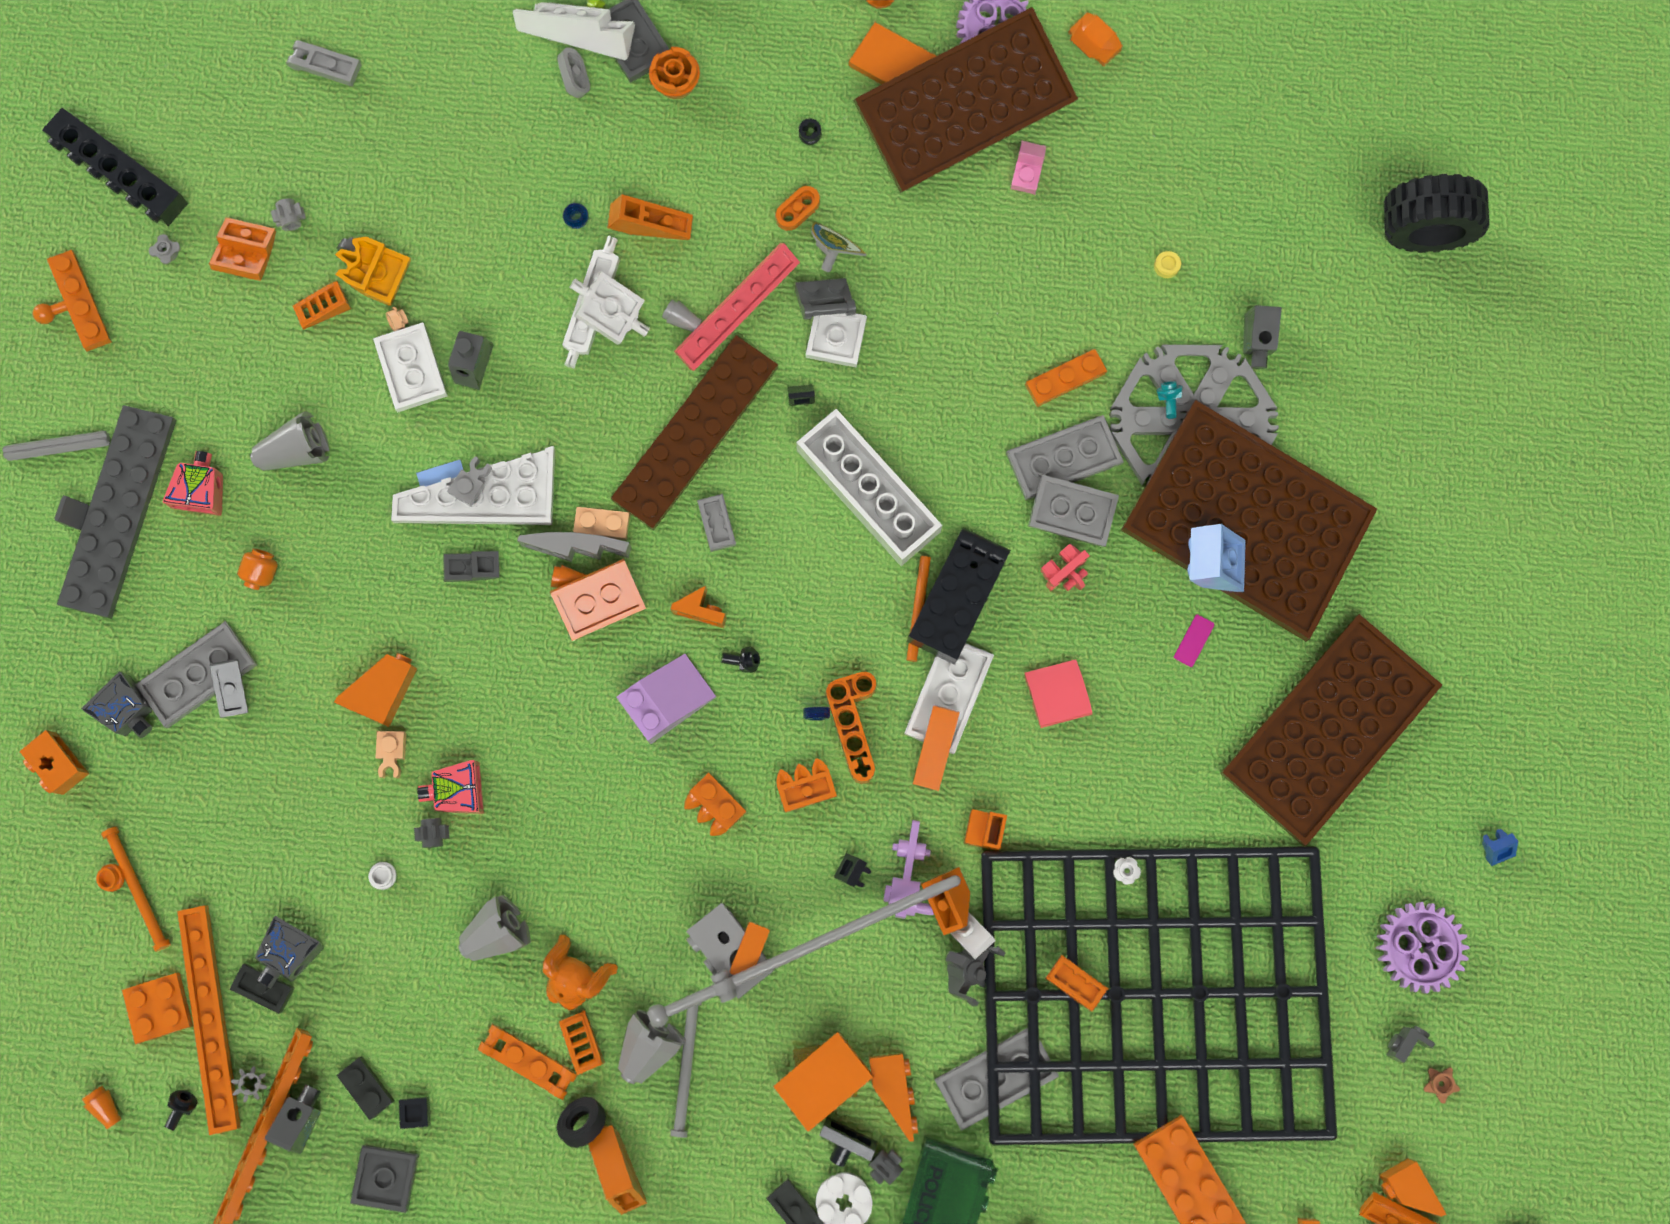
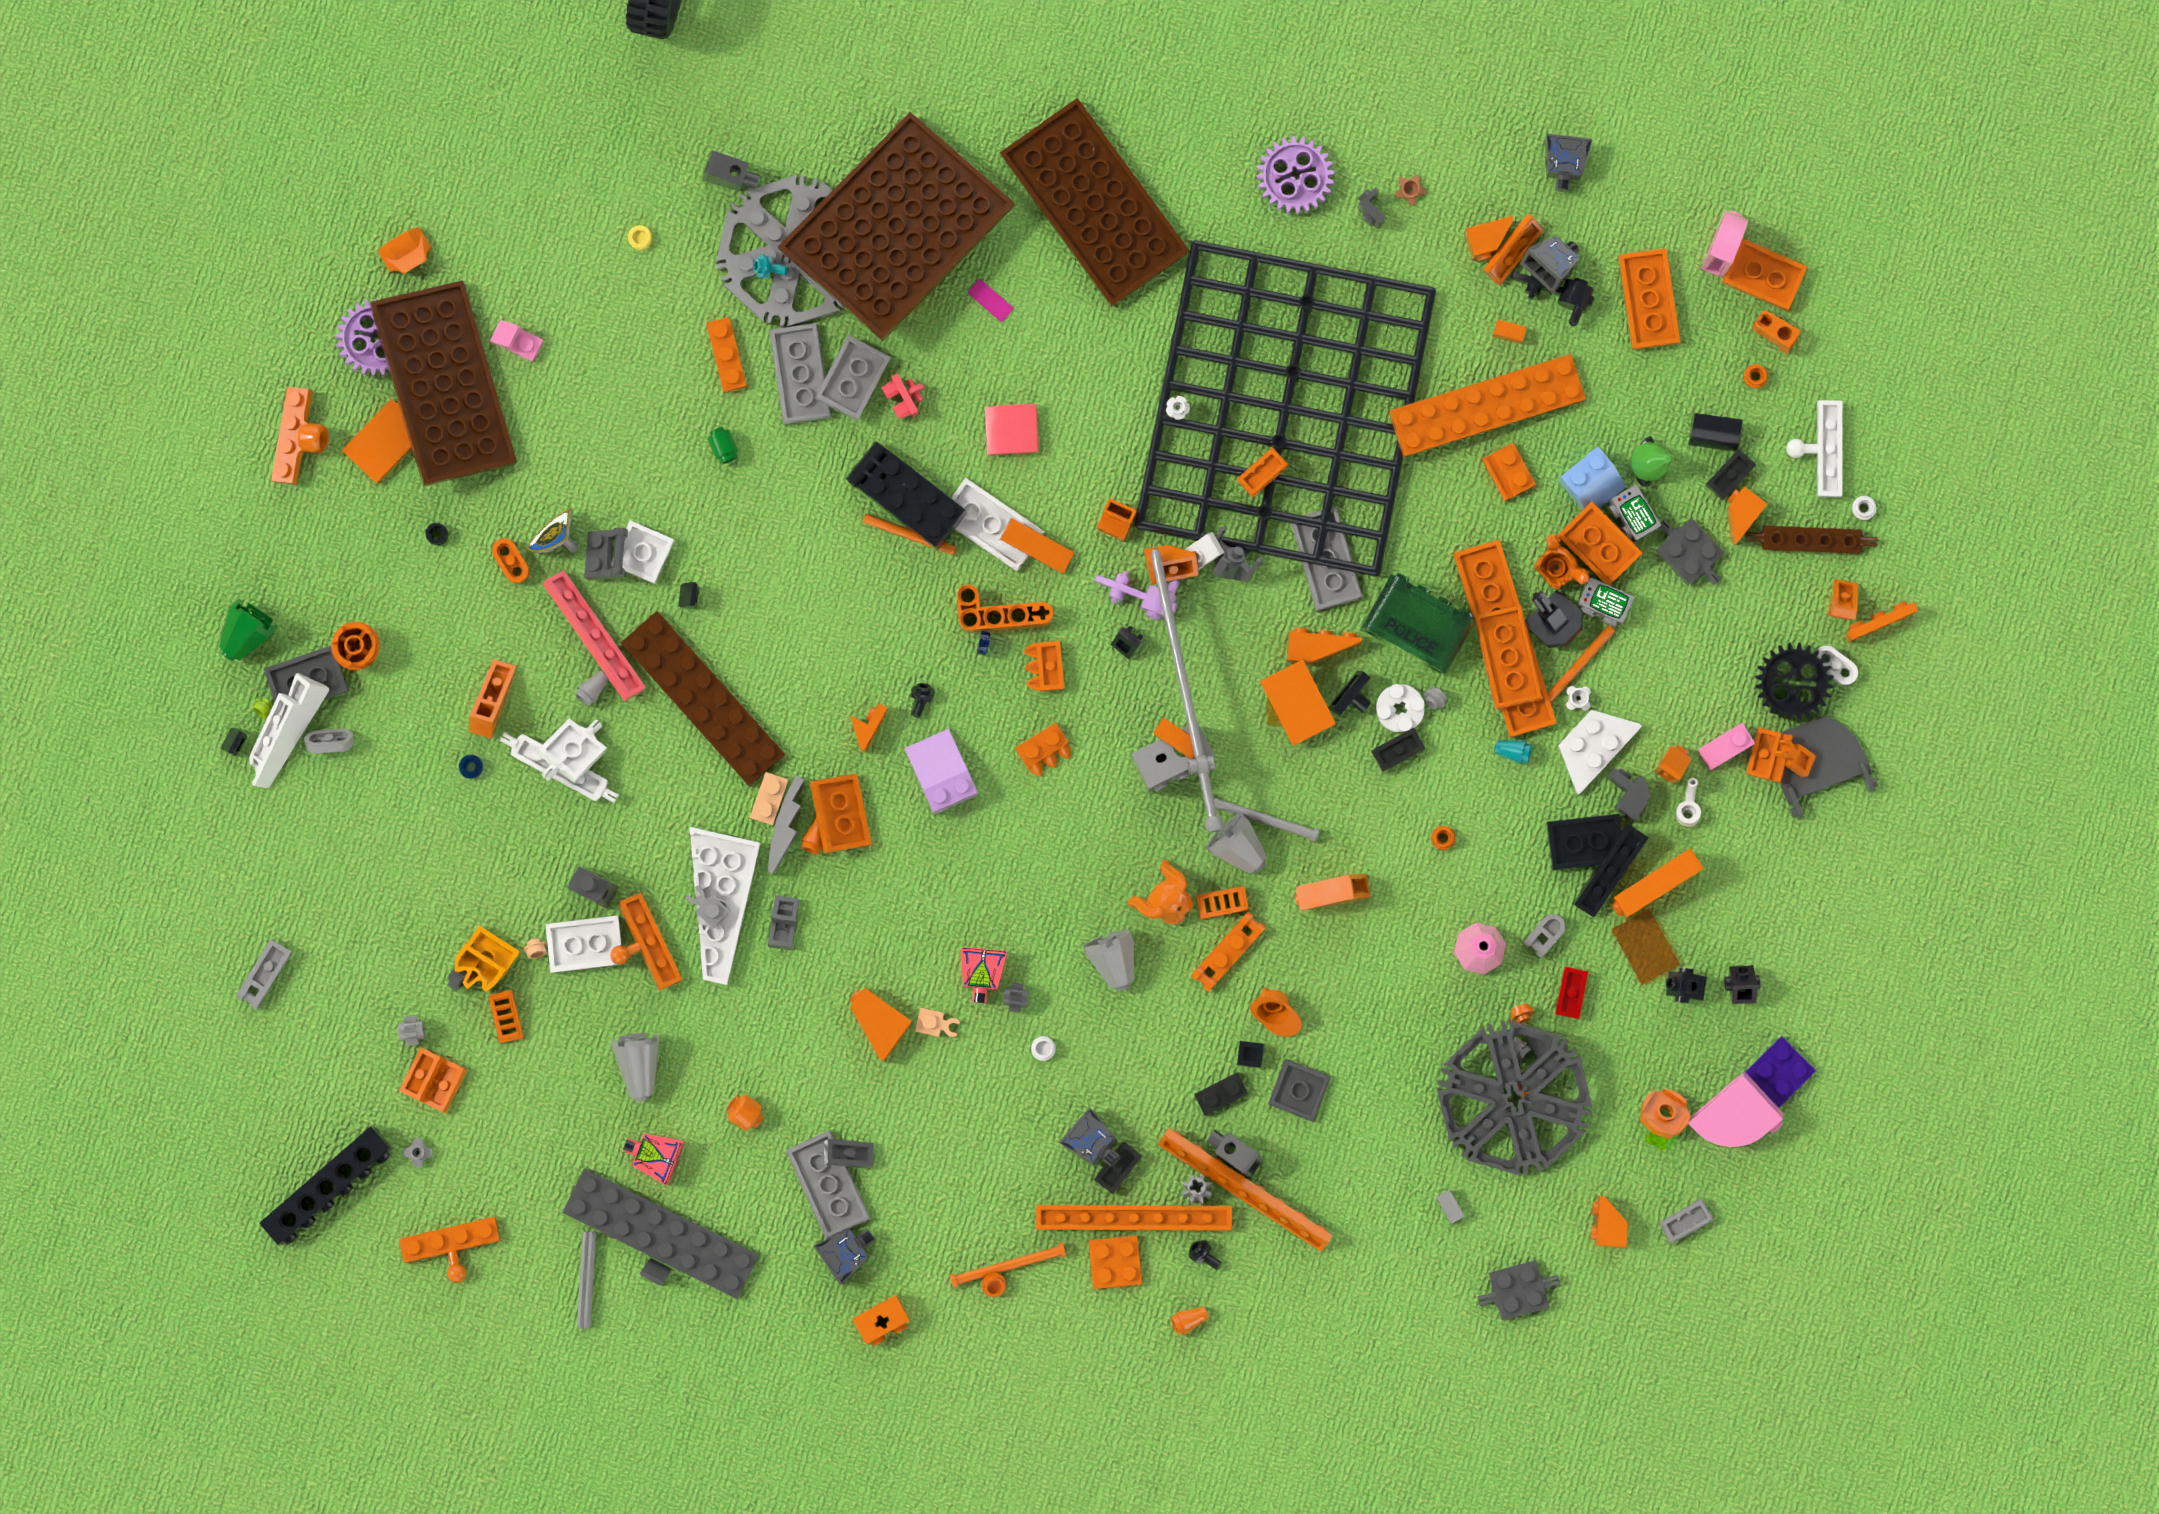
camera: 75 degrees left, 5 degrees up
(423, 430) = (648, 942): none -> orange plate
(439, 473) = (690, 936): light blue sticker -> none
(466, 1131) = (1275, 1013): none -> orange piece
(589, 1130) = (1298, 908): black tyre -> none
(716, 522) = (792, 695): light grey plate -> none
(868, 487) = (792, 553): white brick -> none
(885, 1166) = (1378, 666): dark grey gear -> none
(968, 393) = (723, 445): none -> green brick
(1217, 558) = (928, 264): light blue slope -> none
(1500, 849) = (1227, 86): blue tile -> none

